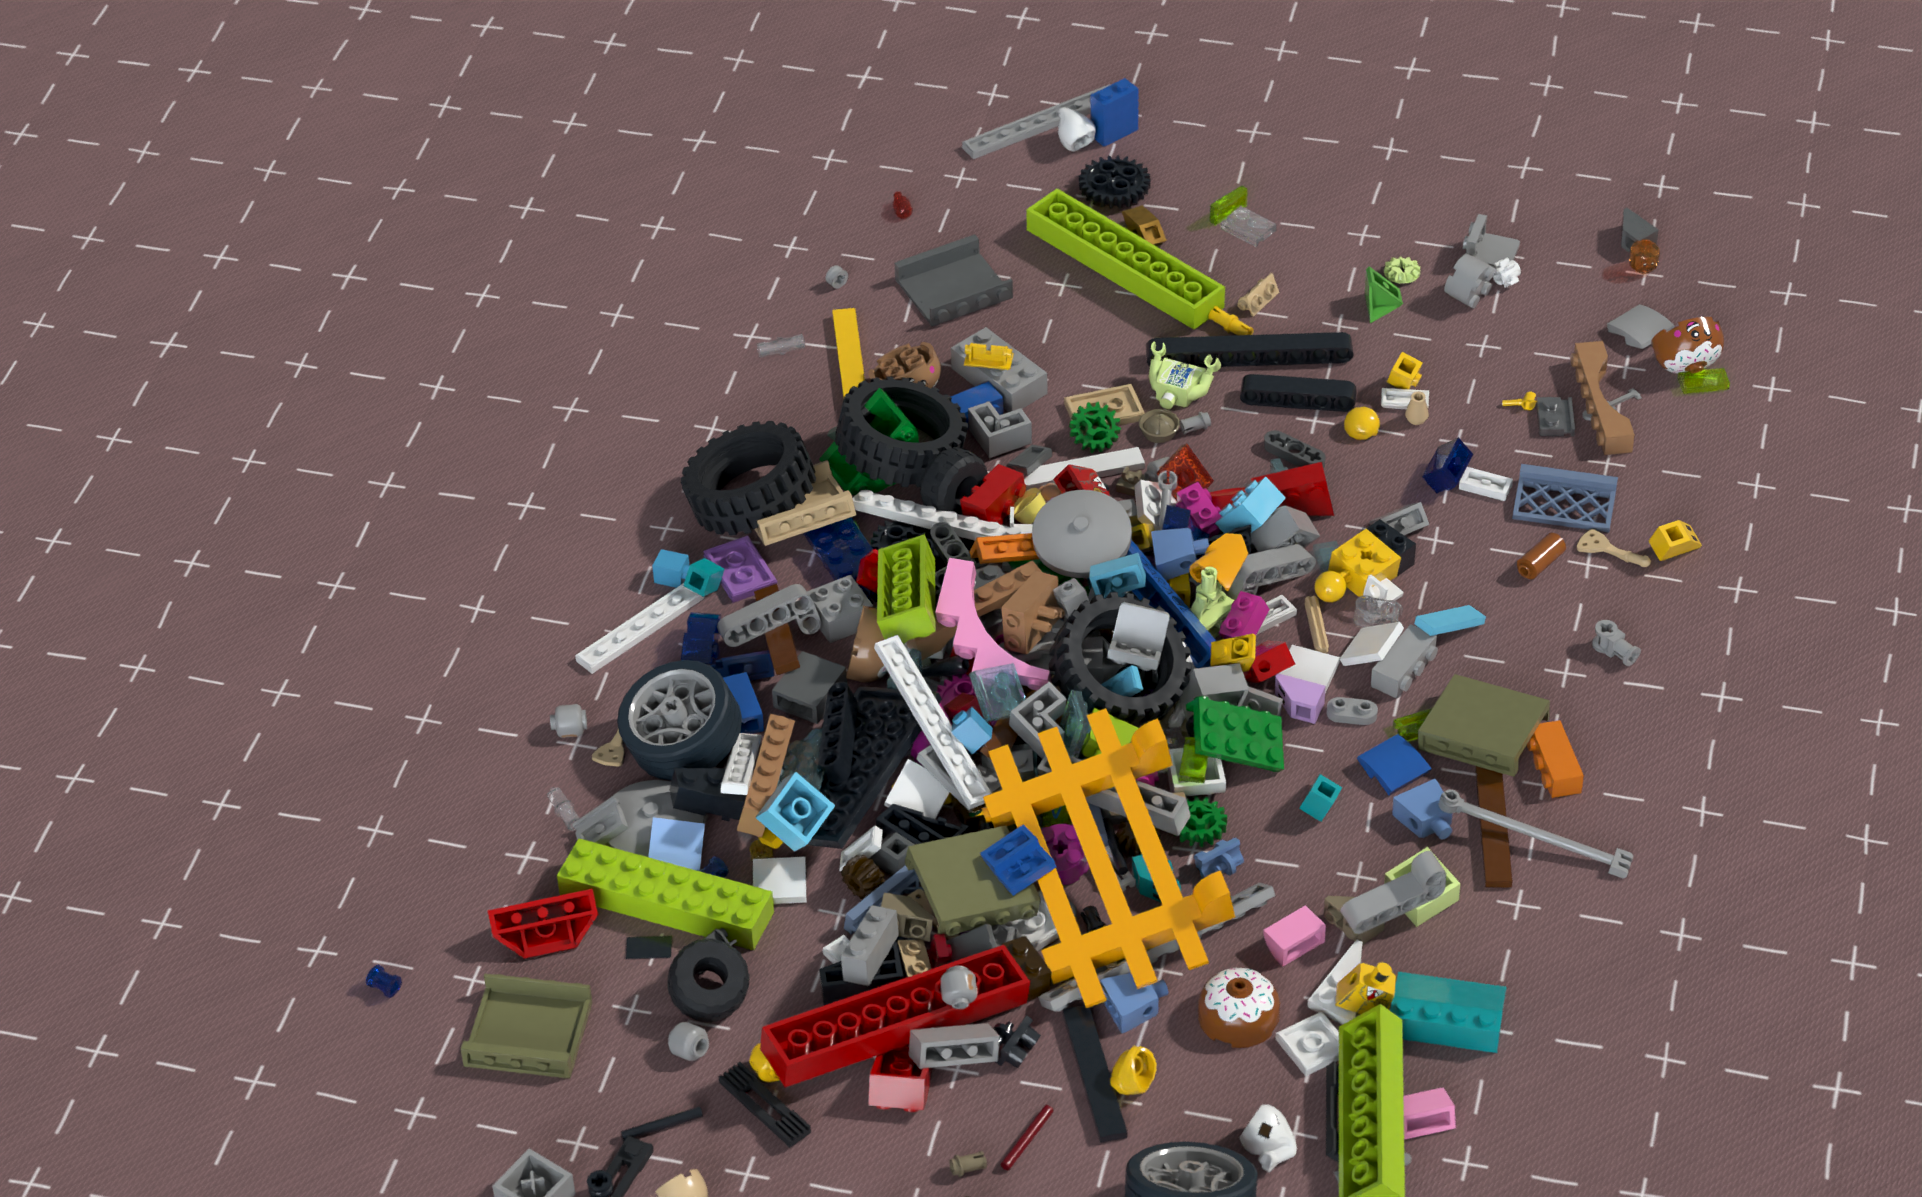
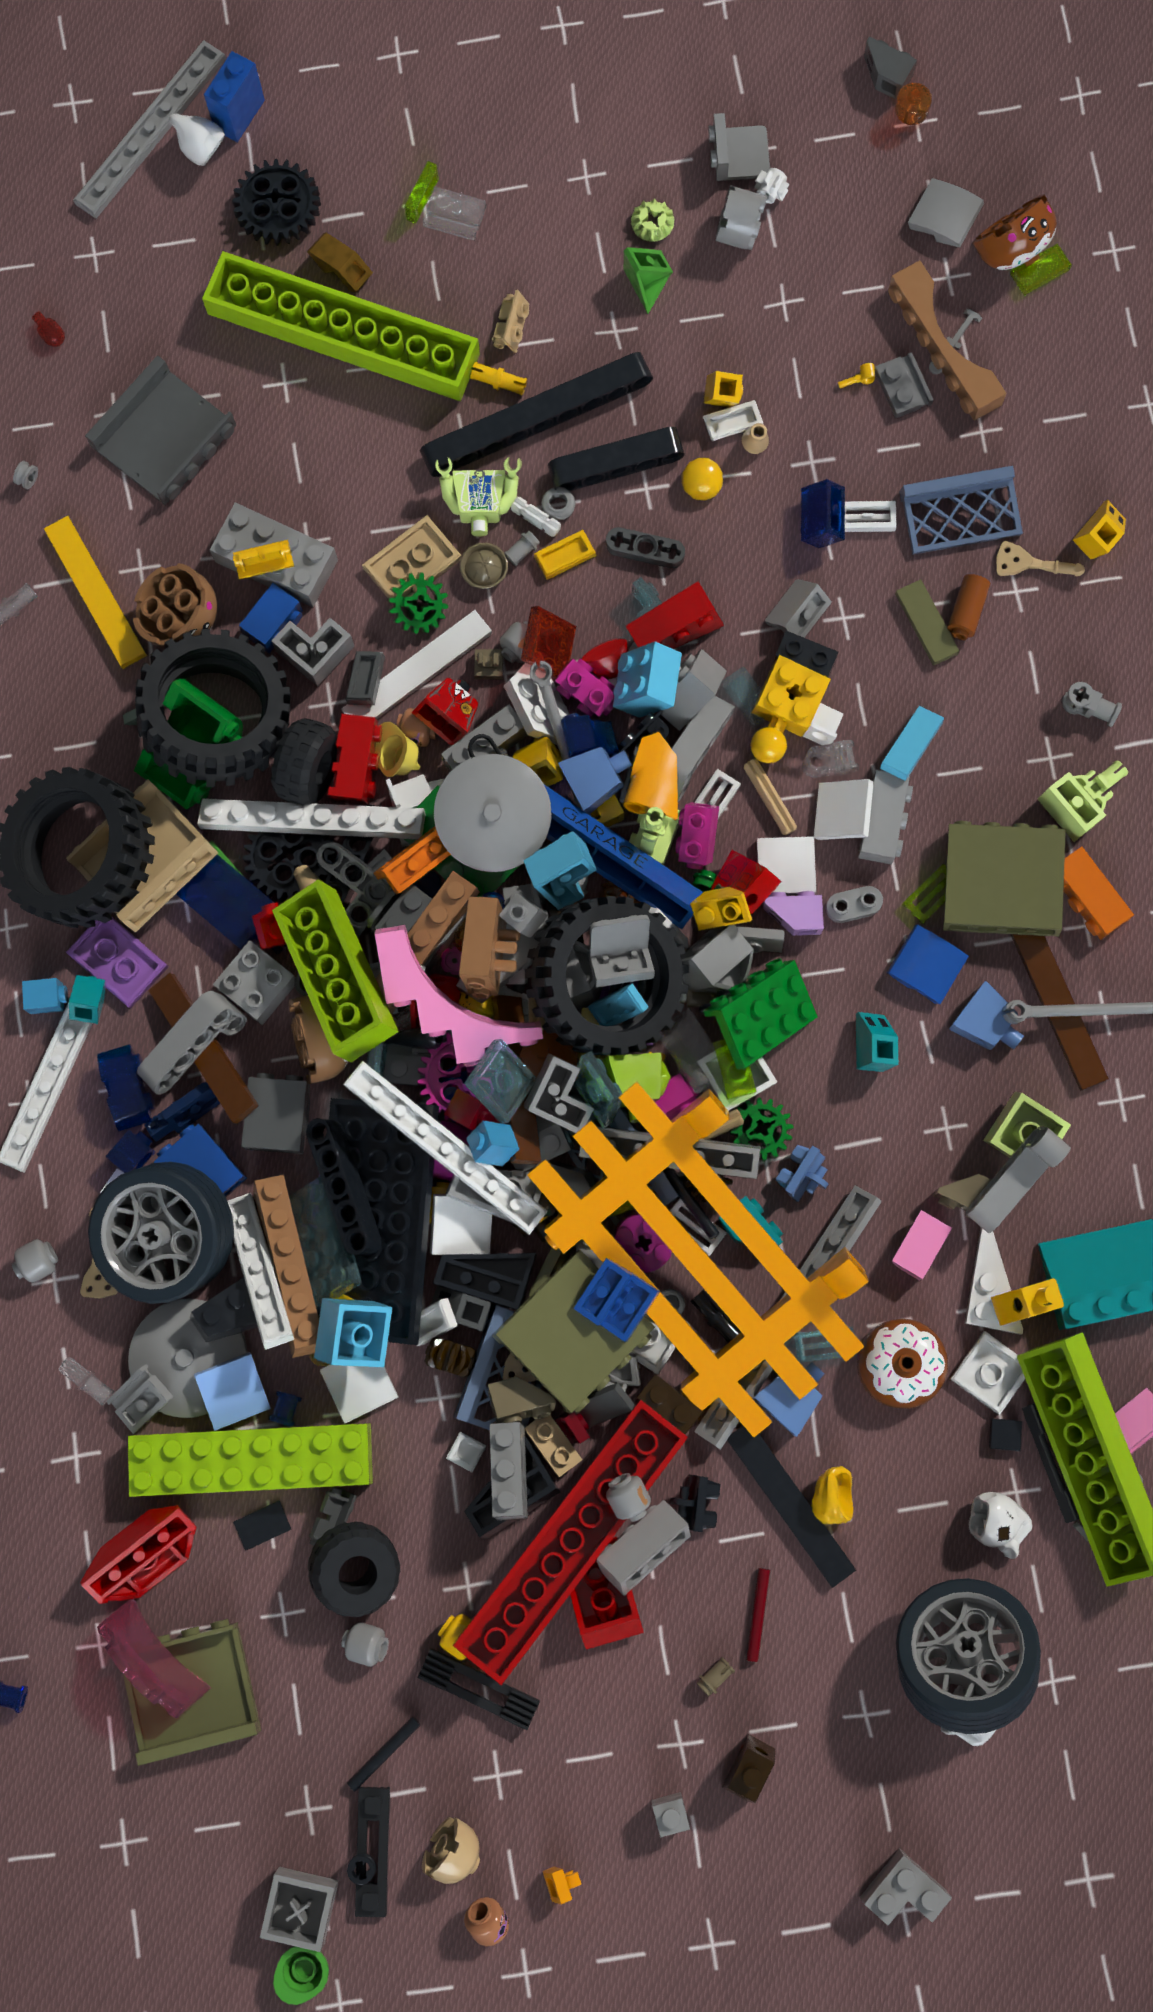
camera: 20 degrees left, 35 degrees up
(515, 993) = (148, 1662): none -> clear pink windscreen
(1181, 976) = (799, 1347): none -> clear light blue tile
(1216, 409) = (536, 516): none -> white axle
(1227, 438) = (564, 554): none -> yellow tile
(1238, 413) = (558, 514): none -> light grey piece
(1304, 1087) = (1005, 1434): none -> black tile
(1502, 559) = (927, 622): none -> olive tile
(1574, 697) = (1078, 802): none -> yellowish green brick

